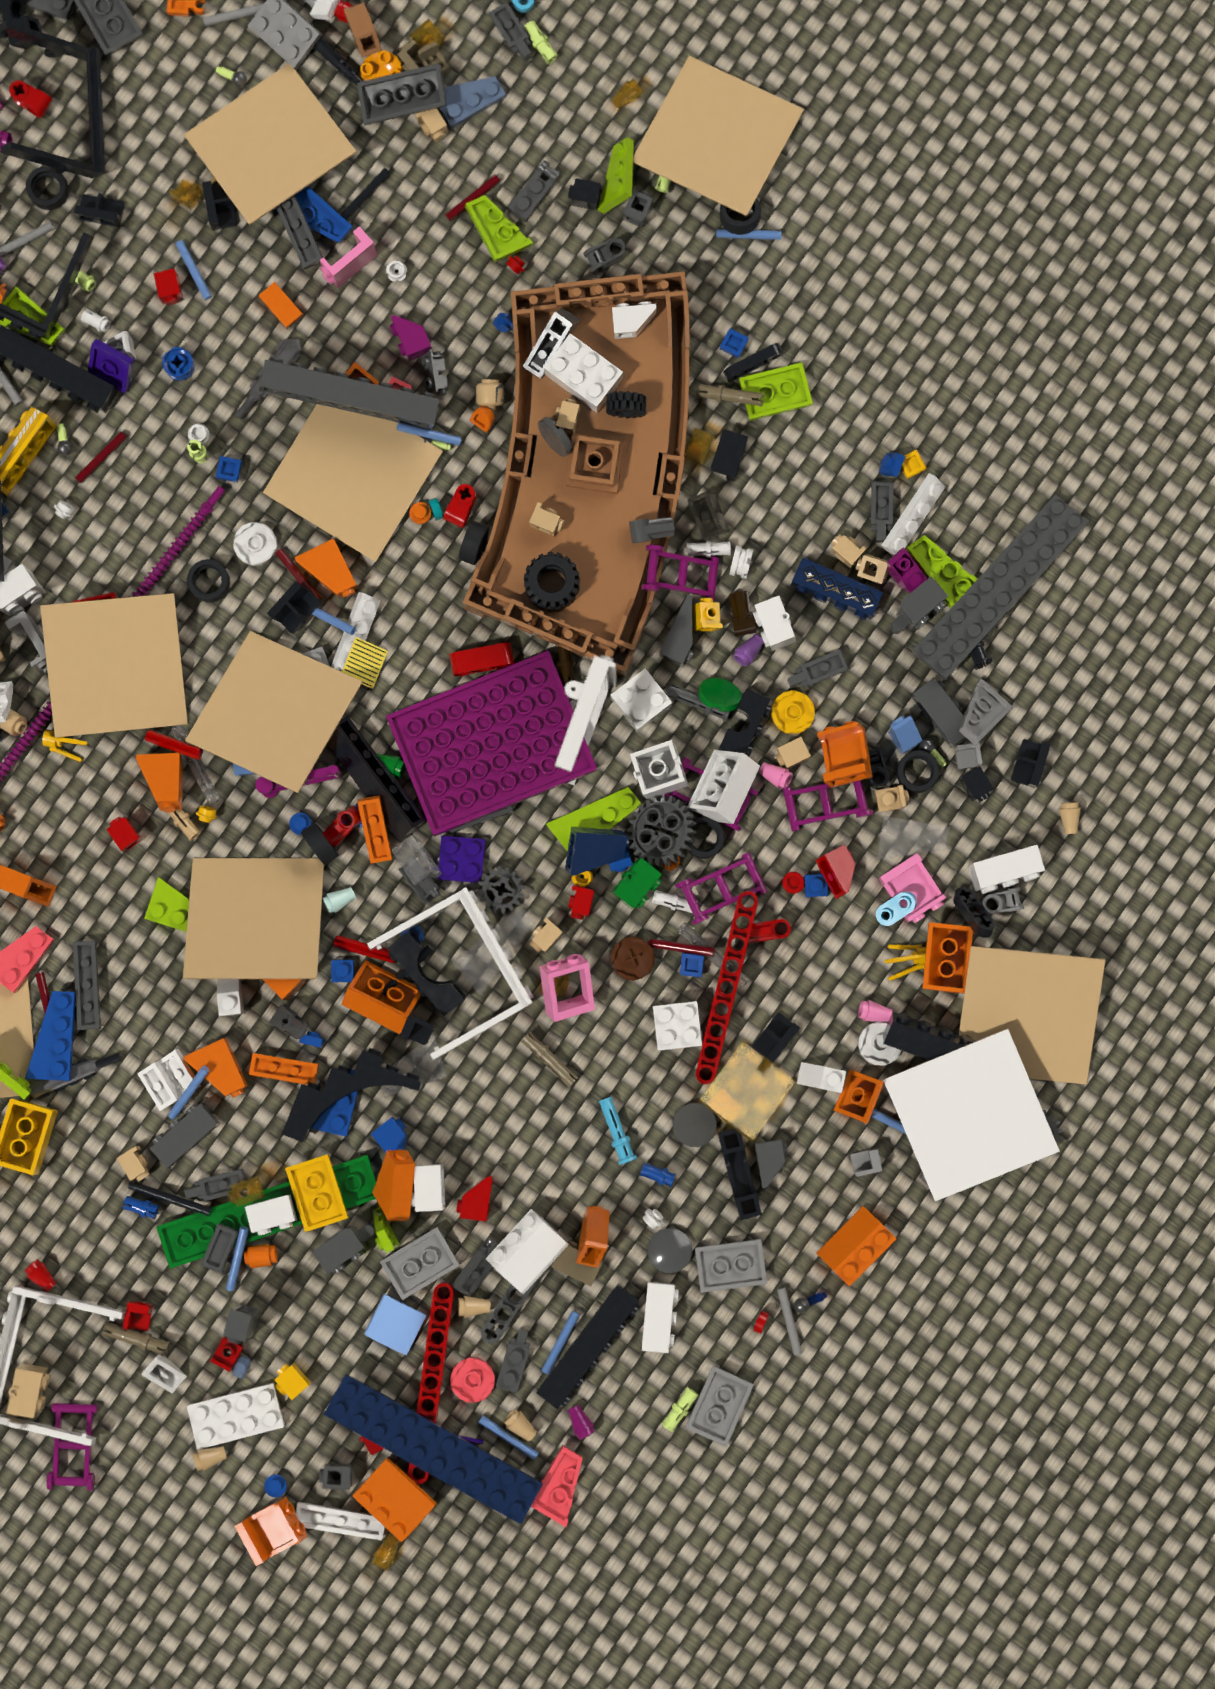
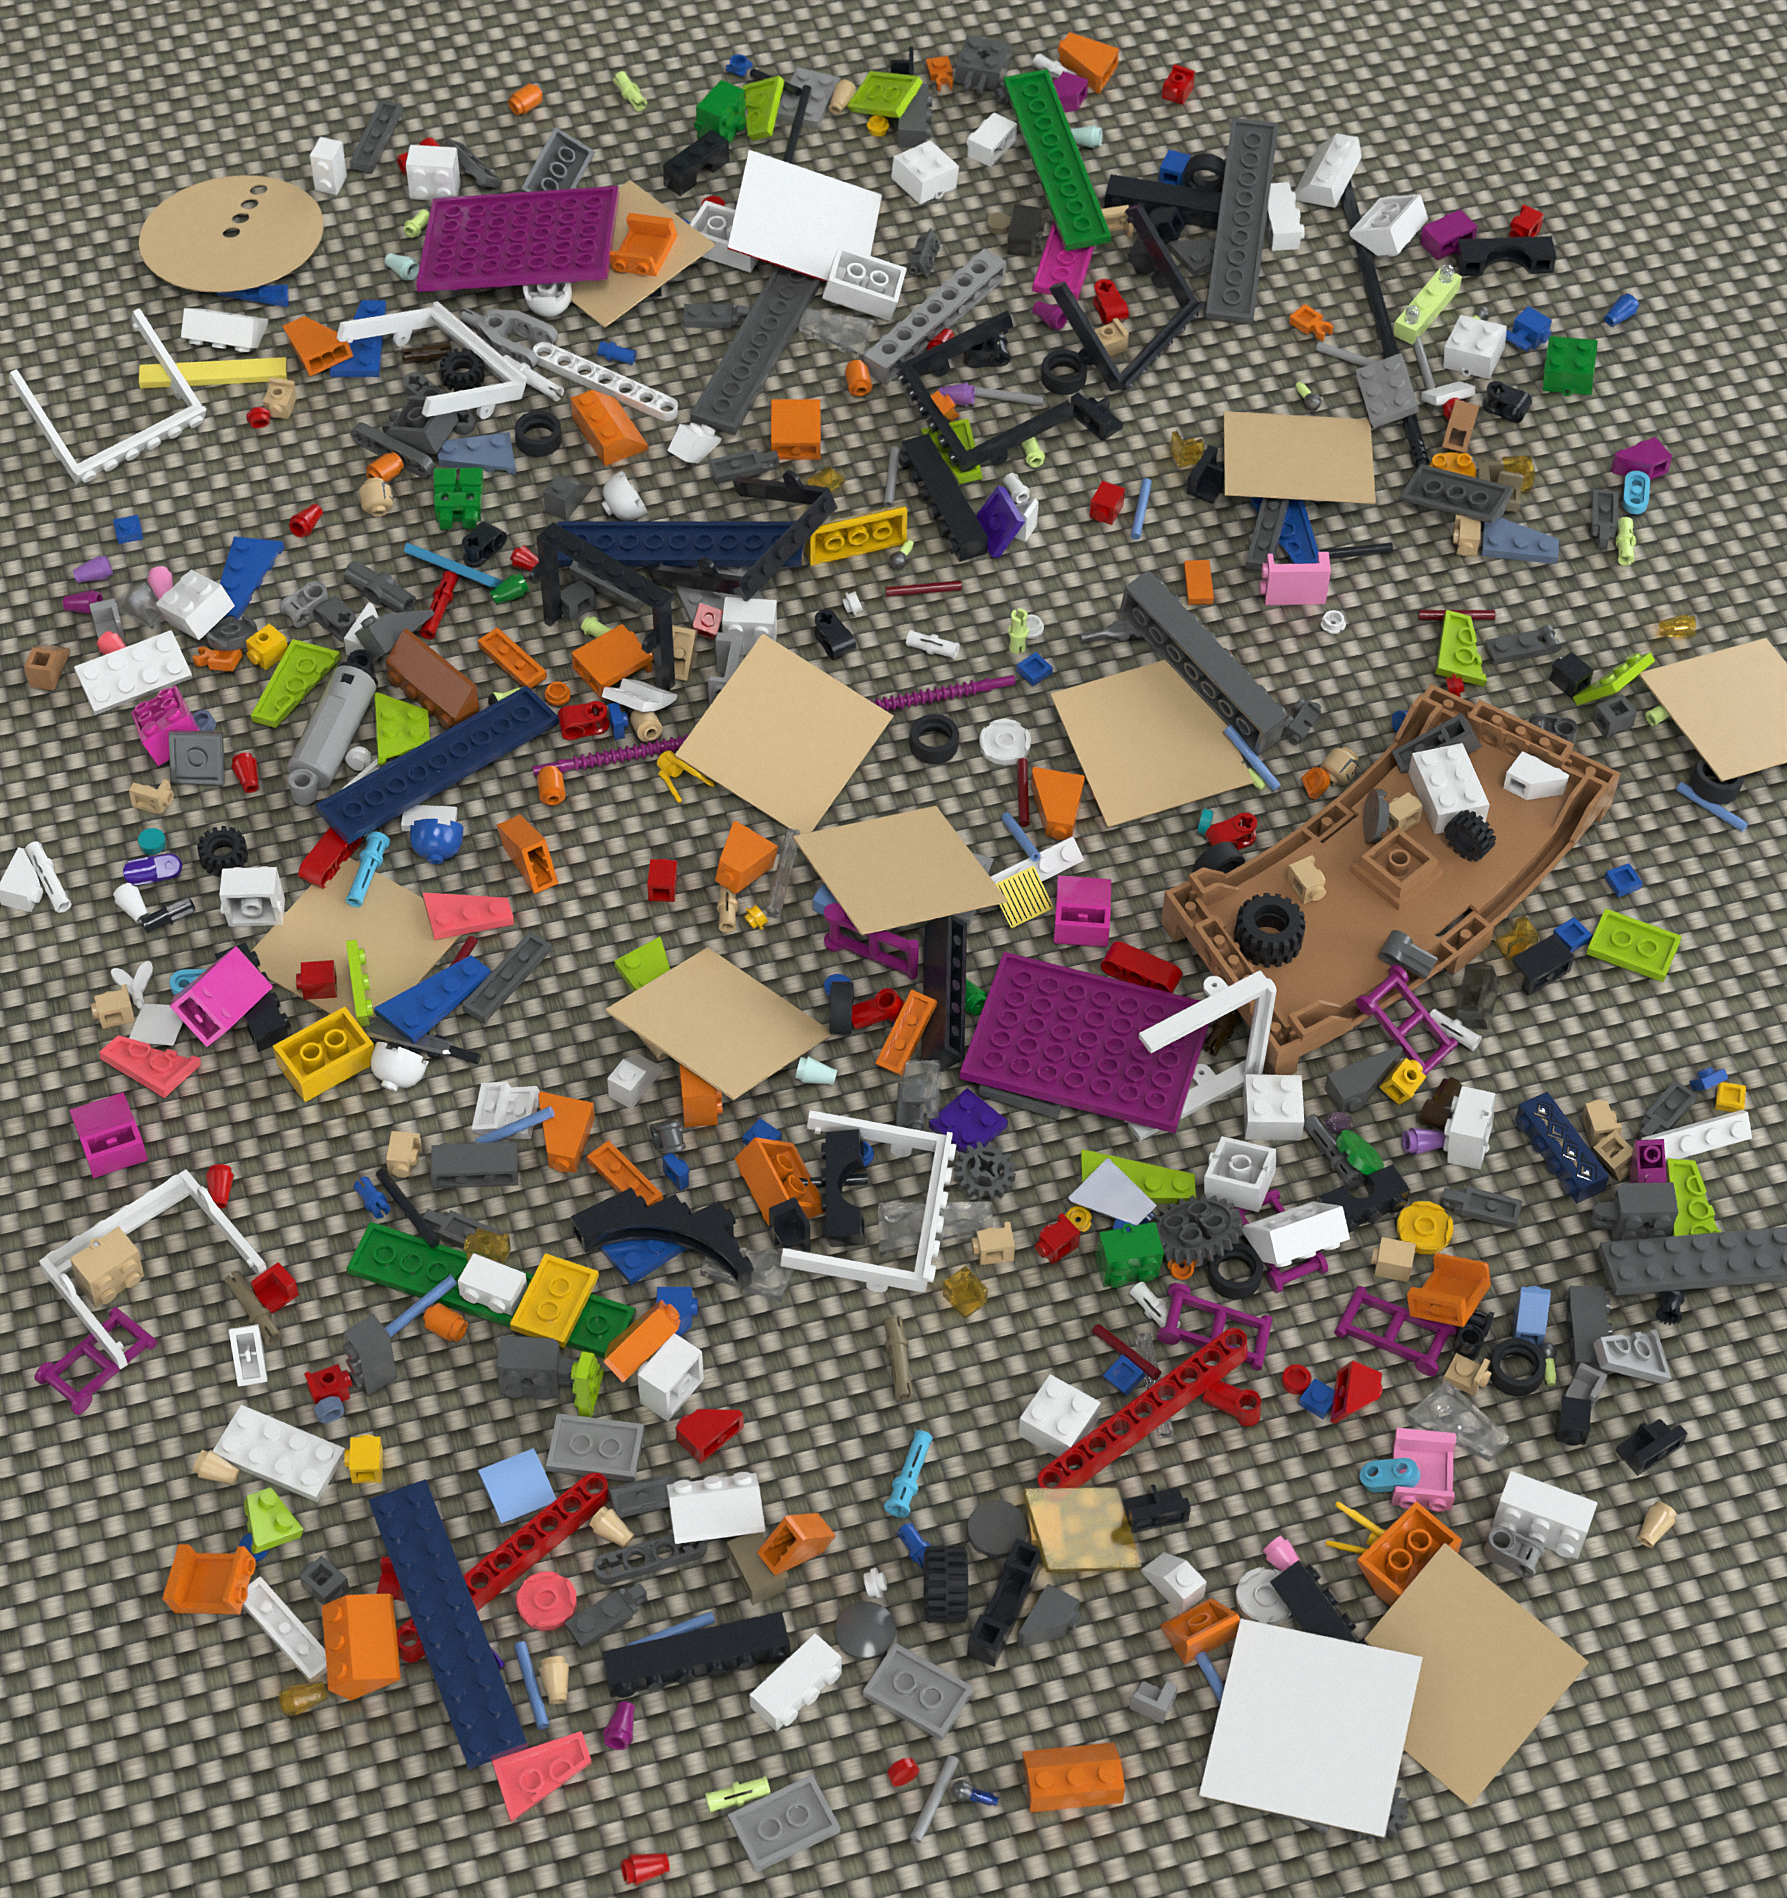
camera: 30 degrees right, 30 degrees down
(62, 136) = (1113, 337): none -> tan brick
(76, 549) = (833, 634): none -> black piece
(77, 1109) = (397, 1066): none -> white cylinder
(145, 502) = (932, 644): none -> white pin
(174, 744) = (777, 837): red axle -> none
(185, 369) = (1062, 564): blue wheel -> none
(220, 1248) = (412, 1282): dark grey tile -> none
(271, 1465) = (269, 1521): none -> lime wing
(294, 607) = (996, 806): black panel -> none
(361, 948) = (800, 1131): red axle -> none
(409, 641) = (1082, 911): none -> dark pink slope
(412, 338) = (1302, 676): magenta slope -> none
(420, 513) = (1186, 818): orange plate -> none
(572, 1006) = (1002, 1270): bright pink window -> none
(632, 958) = (1066, 1328): reddish brown tile -> none
(663, 1494) = (643, 1867): none -> red cone
(688, 678) = (1338, 1122): none -> clear purple plate
(699, 1193) = (945, 1584): none -> black tyre
(722, 394) = (1577, 909): dark tan pin -> none
(731, 414) = (1572, 934): none -> blue plate
(741, 562) = (1478, 1058): white wheel -> none
(753, 362) = (1647, 908): black beam -> none
(776, 775) = (1361, 1268): bright pink cone -> none
(967, 901) = (1474, 1531): black beam -> none

